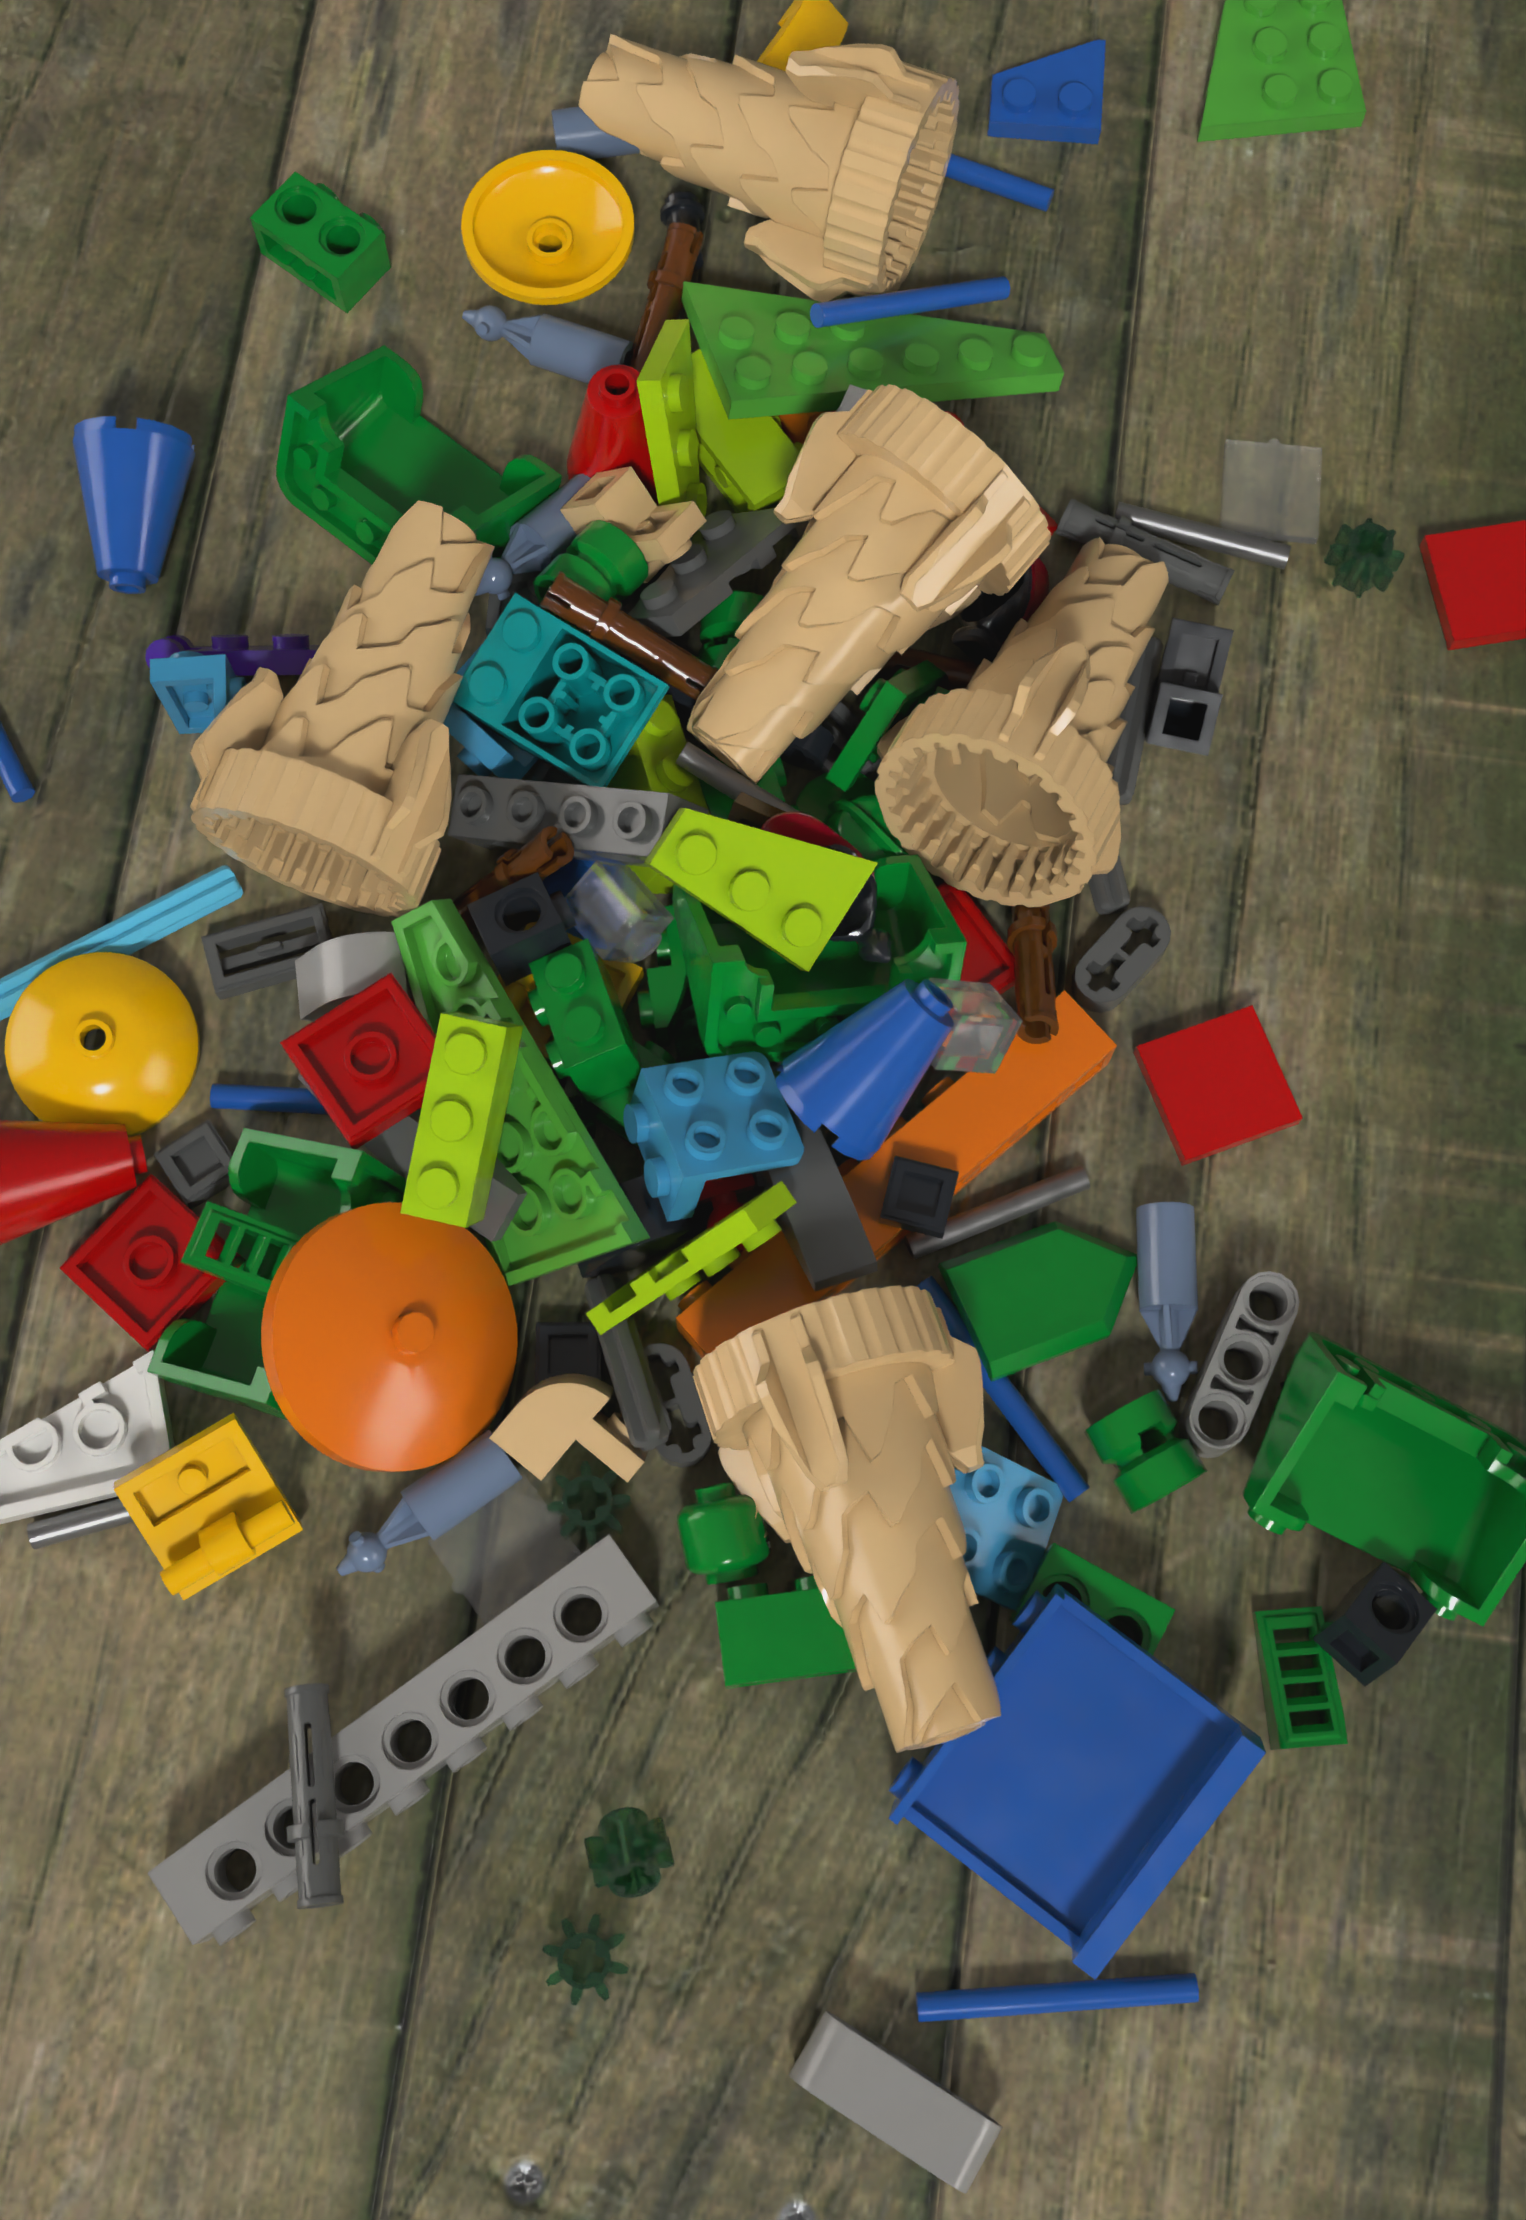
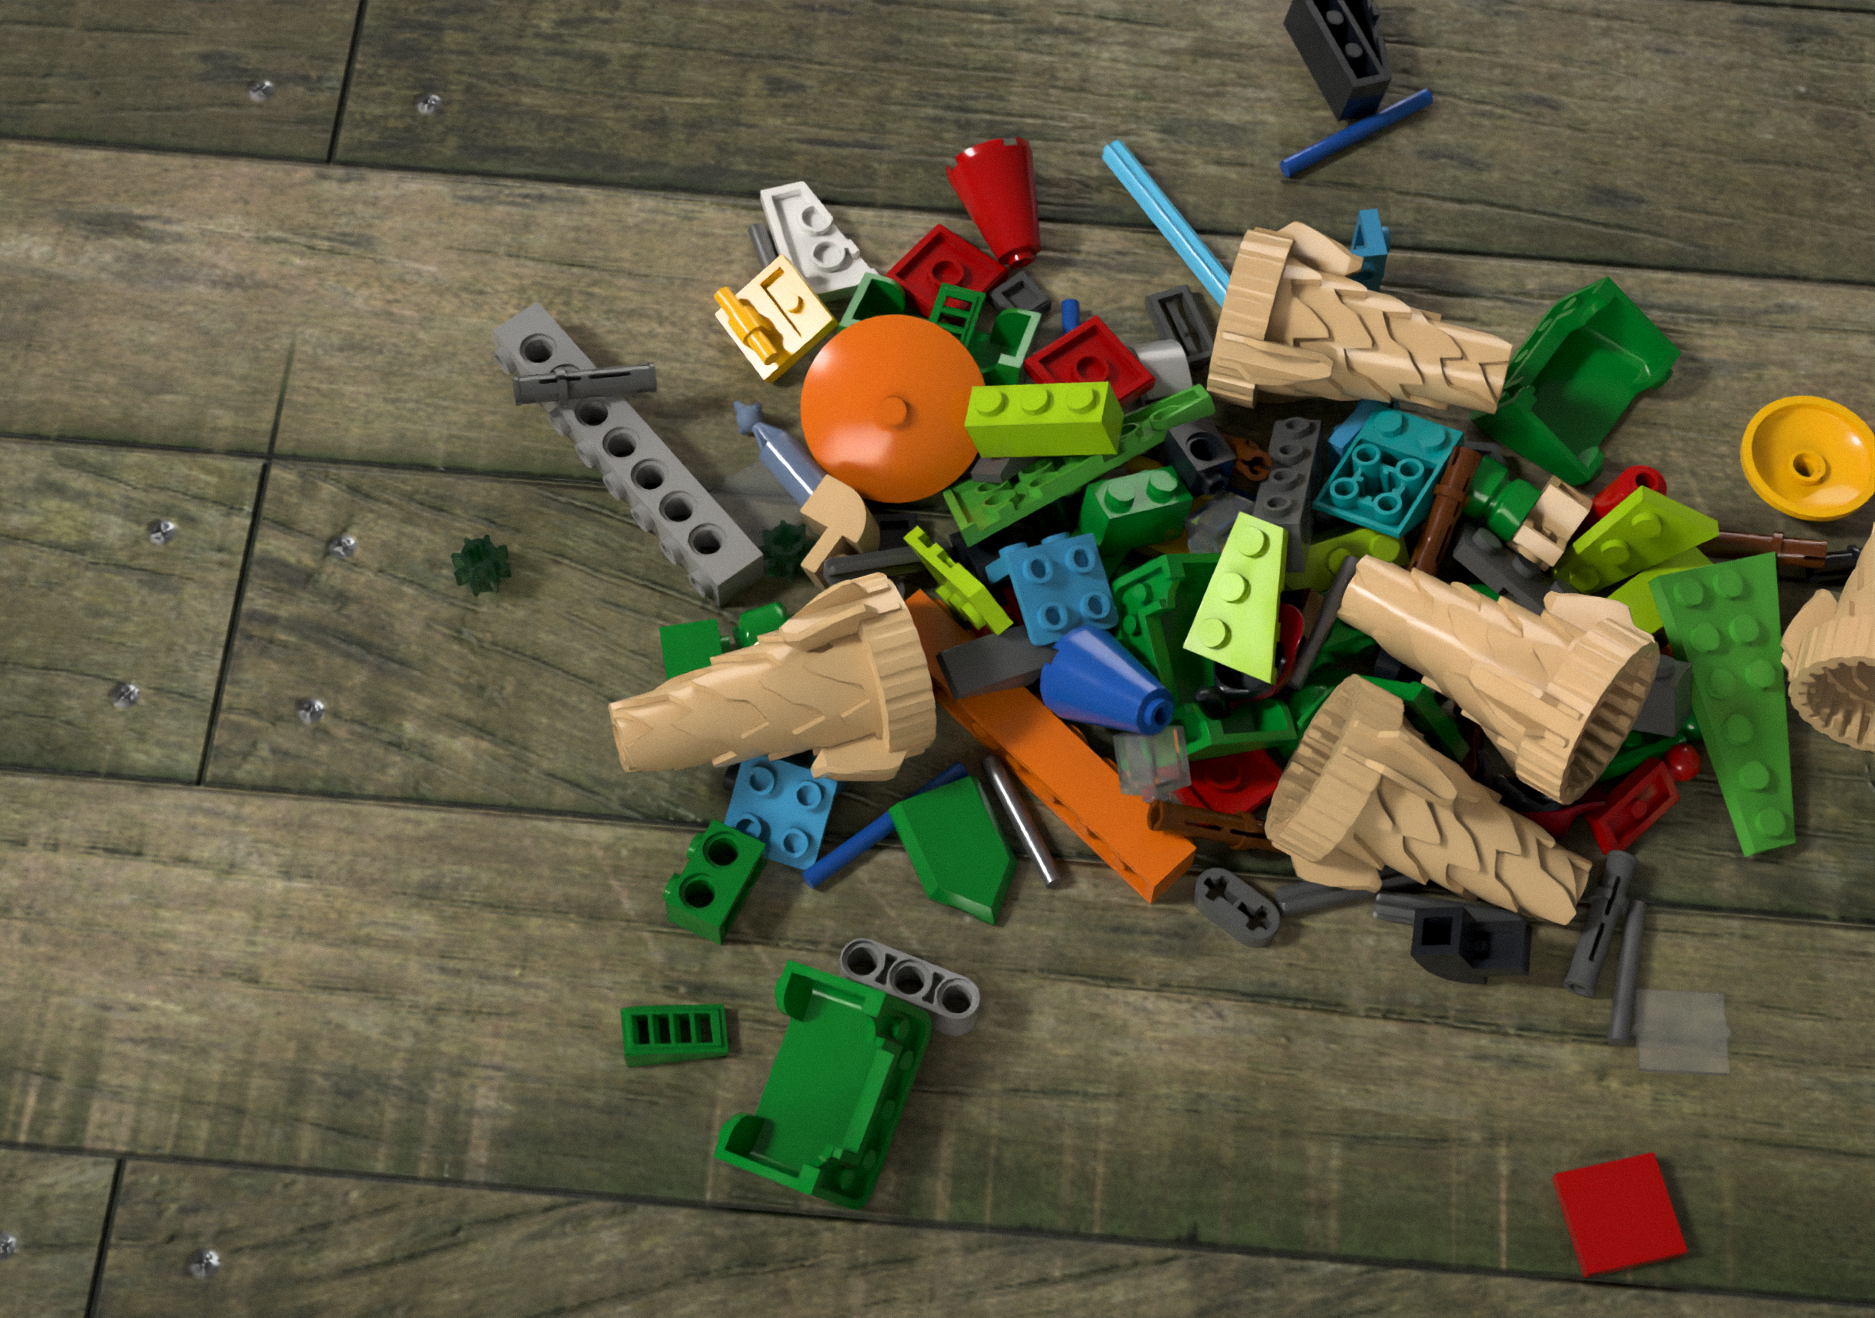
camera: 85 degrees right, 10 degrees down
(131, 495) = (1521, 203): blue cone -> none
(146, 1053) = (1106, 252): yellow dish -> none
(285, 657) = (1402, 268): dark purple plate -> none
(321, 241) = (1777, 303): green brick -> none
(533, 541) = (1523, 460): sand blue wheel -> none
(552, 342) = (1714, 471): sand blue wheel -> none
(629, 1852) = (549, 585): clear green gear -> none
(895, 2102) = (384, 760): light grey beam -> none
(909, 301) = (1794, 726): blue bar -> none
(918, 1197) = (1019, 742): black tile -> none
(1057, 1997) = (451, 870): blue bar -> none
(1084, 1780) = (605, 861): blue panel -> none
(1167, 1288) = (969, 937): sand blue wheel -> none
(1168, 1460) = (824, 926): green wheel -> none
(1217, 1085) = (1137, 981): red tile -> none
(1360, 1640) = (693, 1073): black brick -> none
(1364, 557) = (1621, 1082): clear green gear -> none

